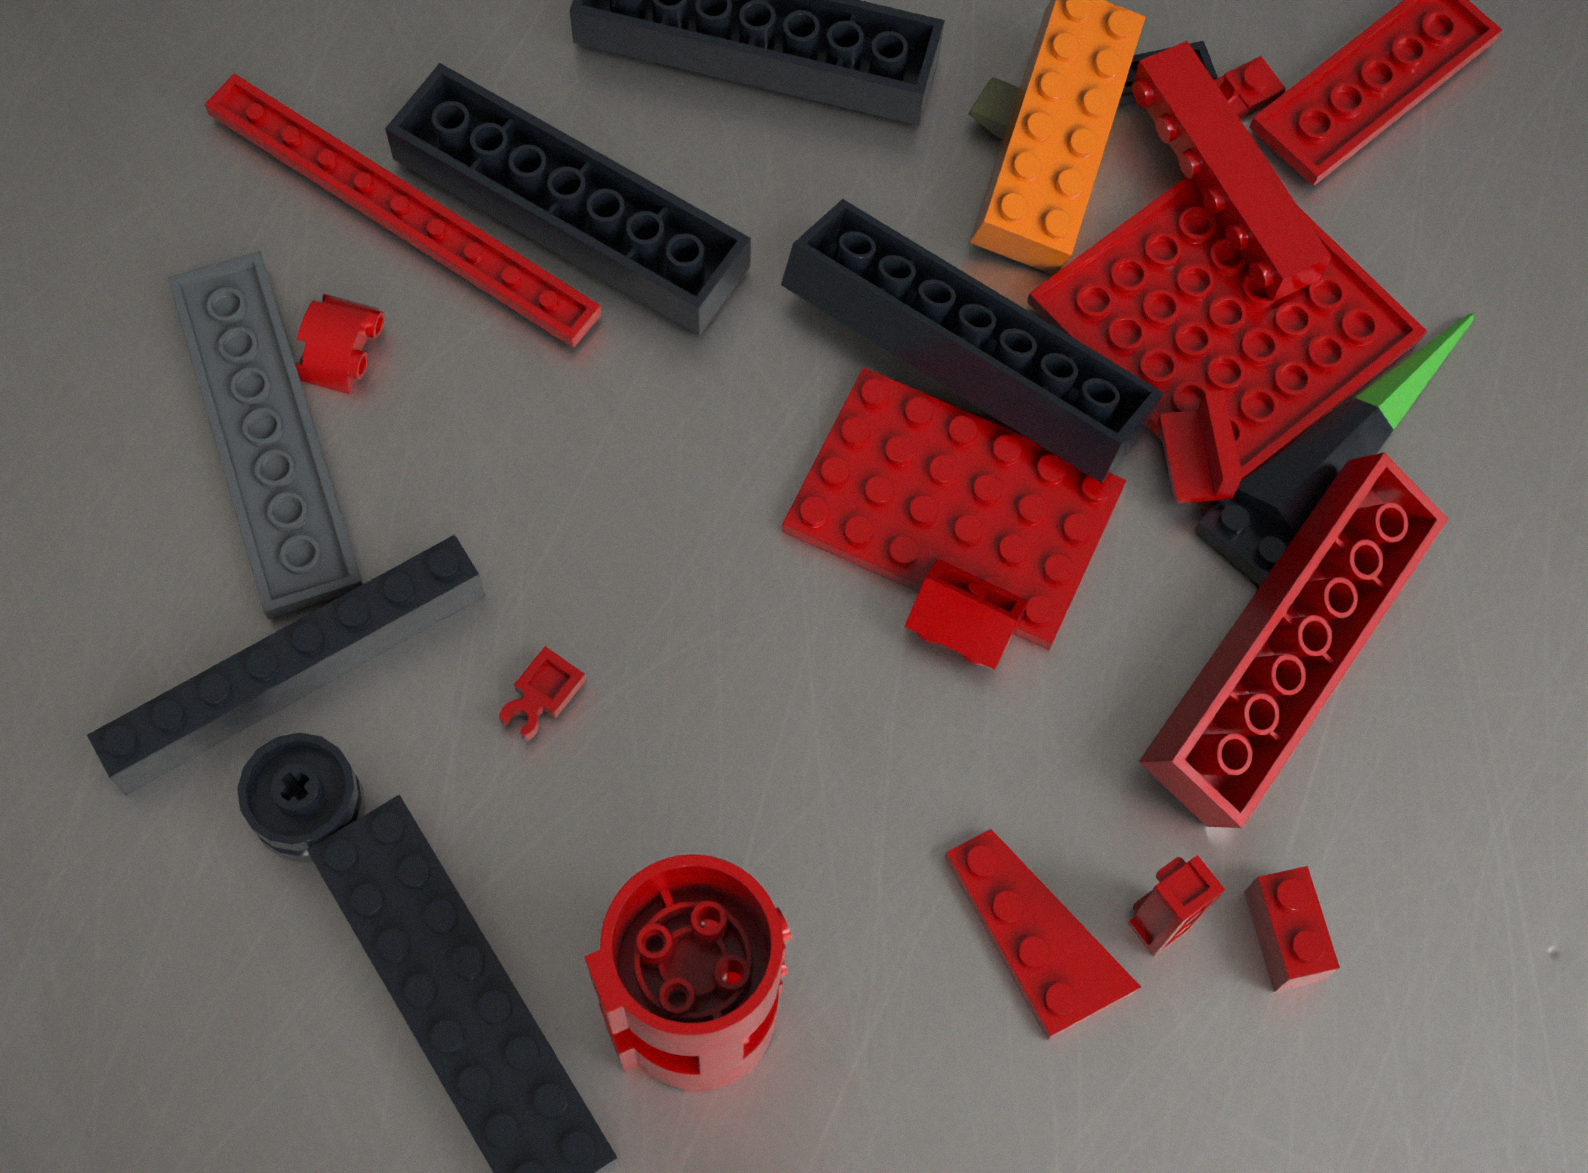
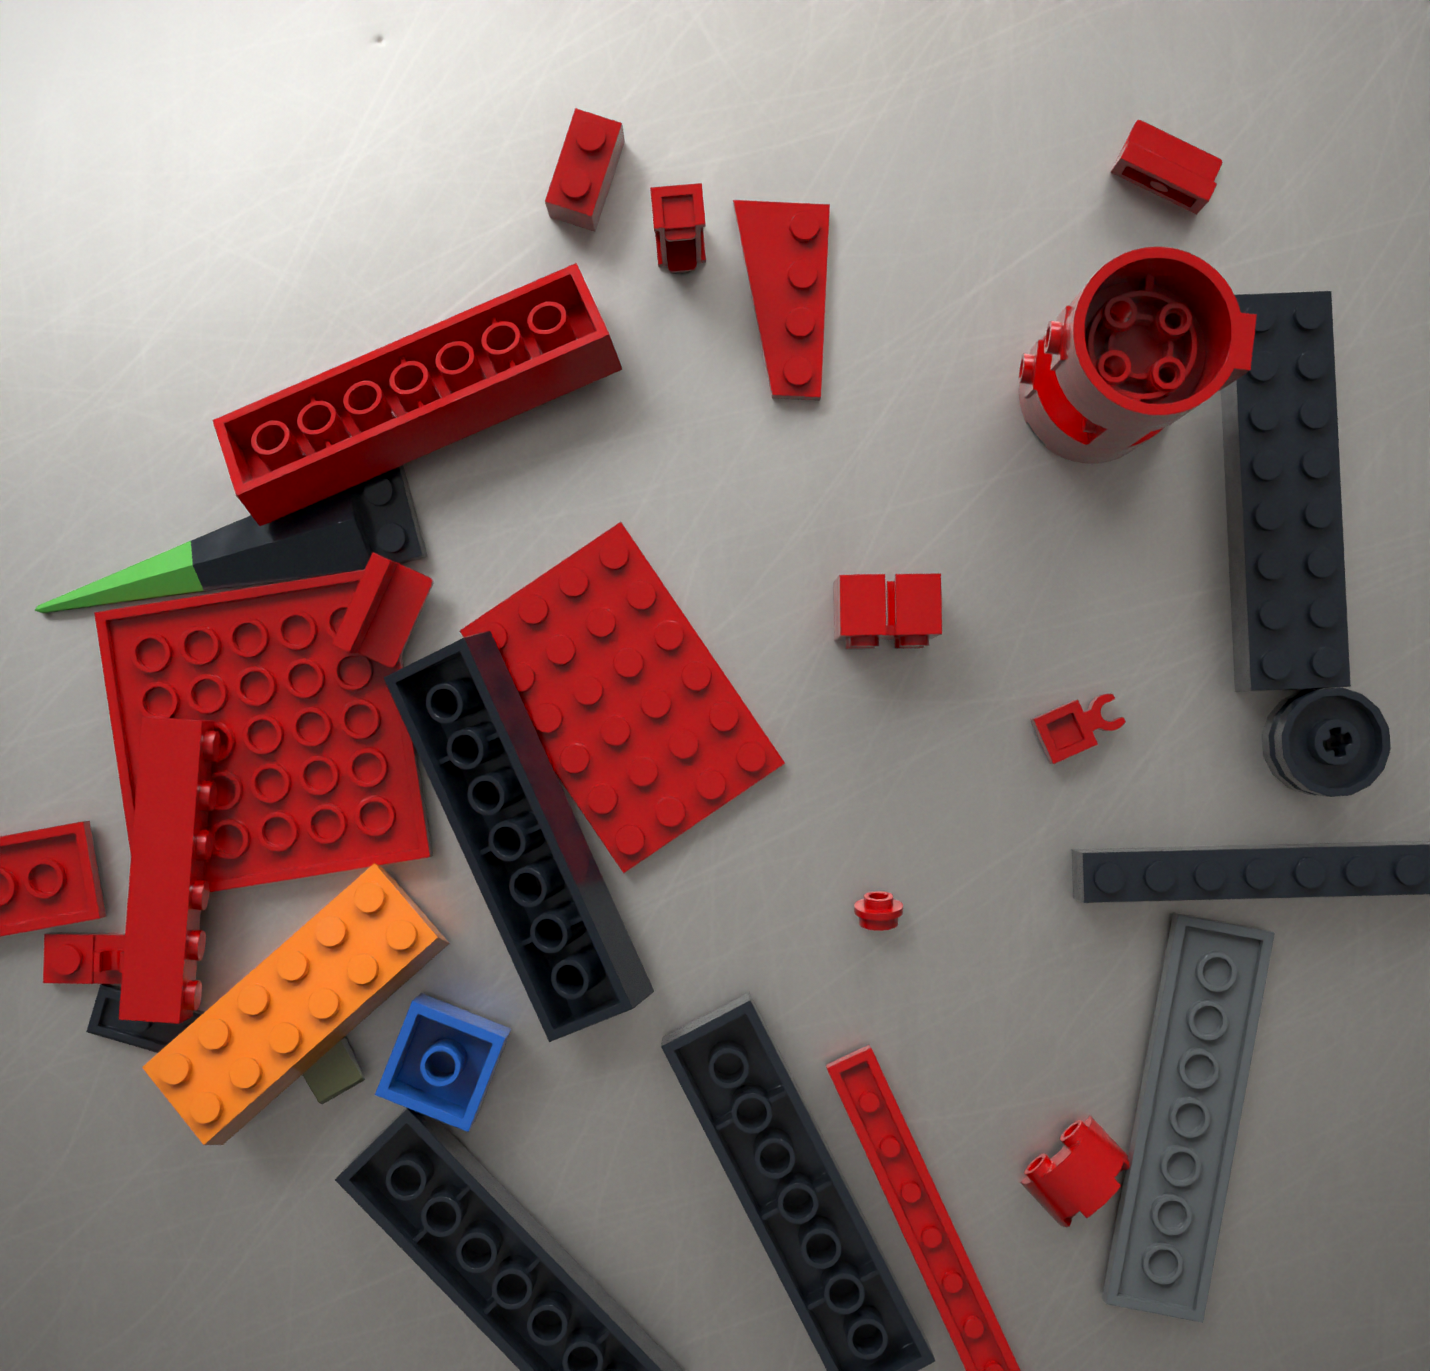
camera: 150 degrees left, 20 degrees up
(628, 448) = (878, 911): none -> red plate
(784, 673) = (912, 610): none -> red piece
(916, 151) = (443, 1061): none -> blue brick
(965, 614) = (681, 582): red brick -> none

